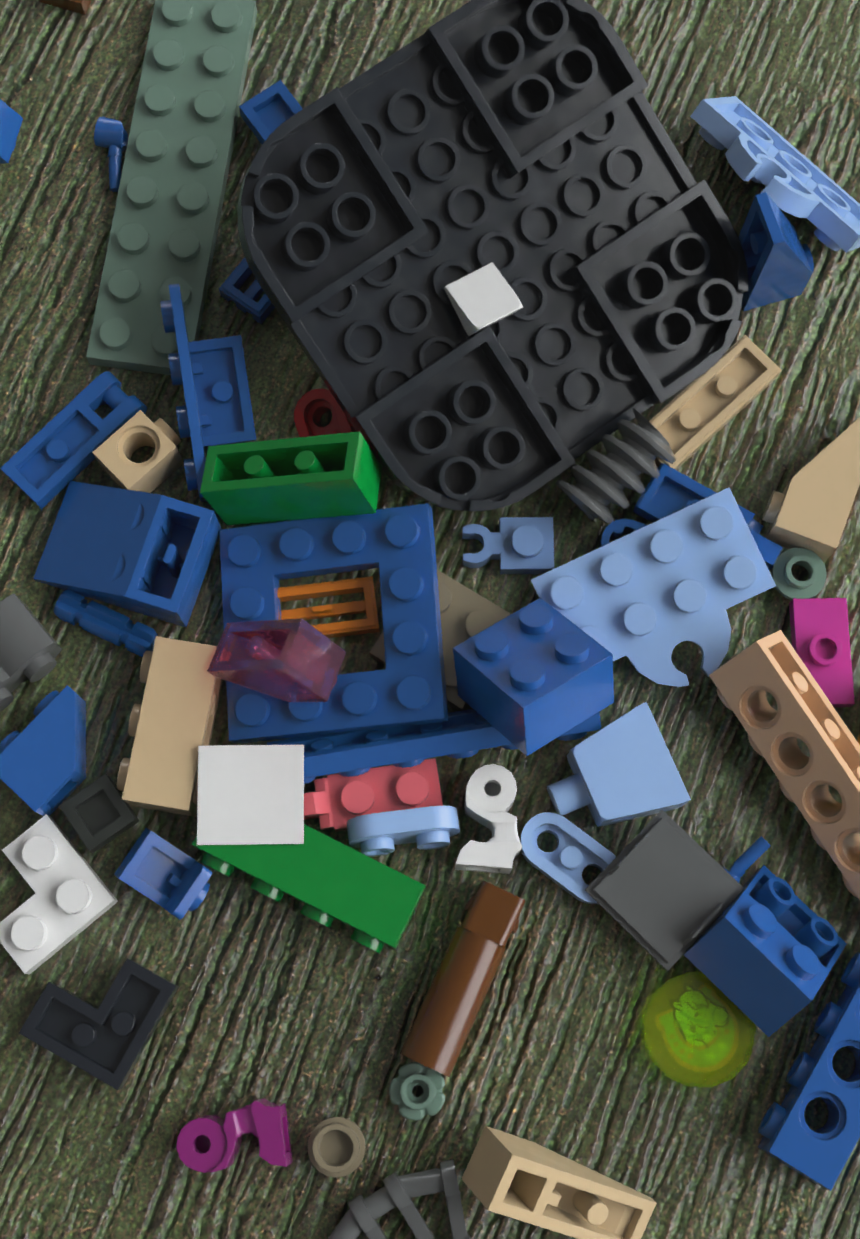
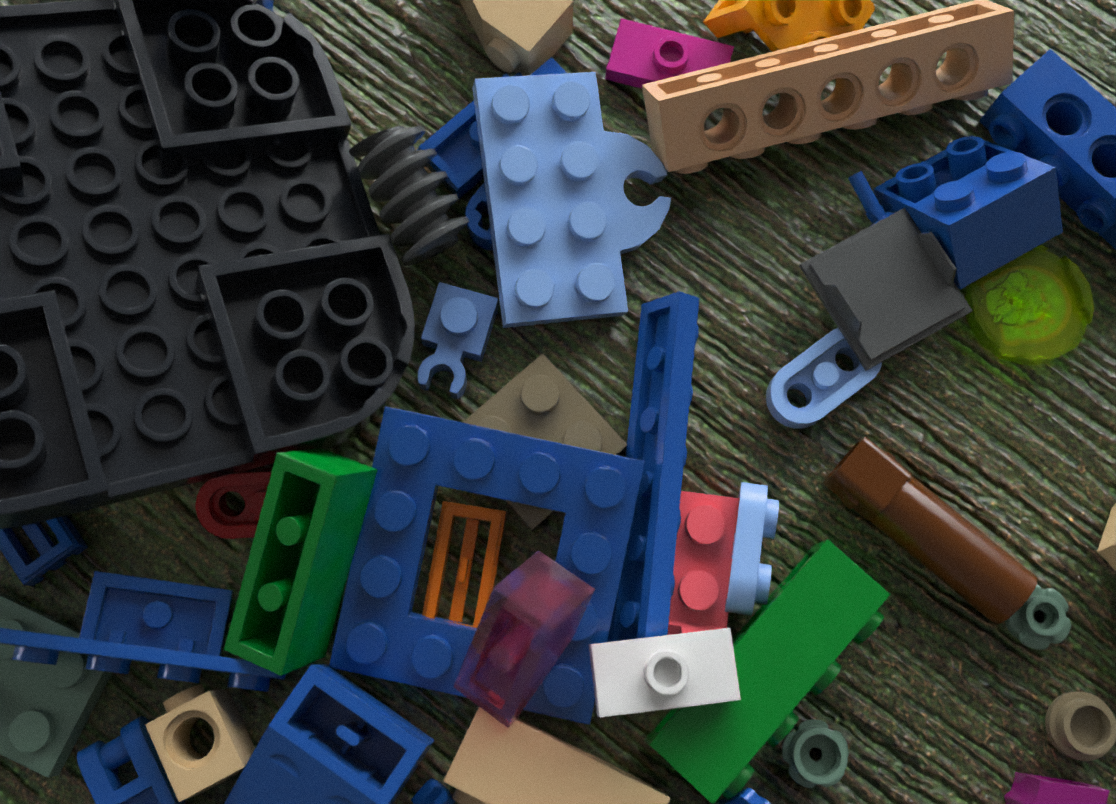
camera: 75 degrees left, 0 degrees up
(250, 794) = (673, 745): white sticker -> none
(254, 912) = (833, 758): none -> sand green plate
(280, 775) = (664, 672): none -> white plate
(482, 298) = (163, 261): white slope -> none
(487, 801) = (736, 442): white leg -> none
(534, 675) = (625, 347): blue brick -> none
(621, 772) = (747, 294): light blue torso -> none
(714, 399) = (361, 73): tan tile -> none
(788, 585) = (582, 40): sand green plate -> none

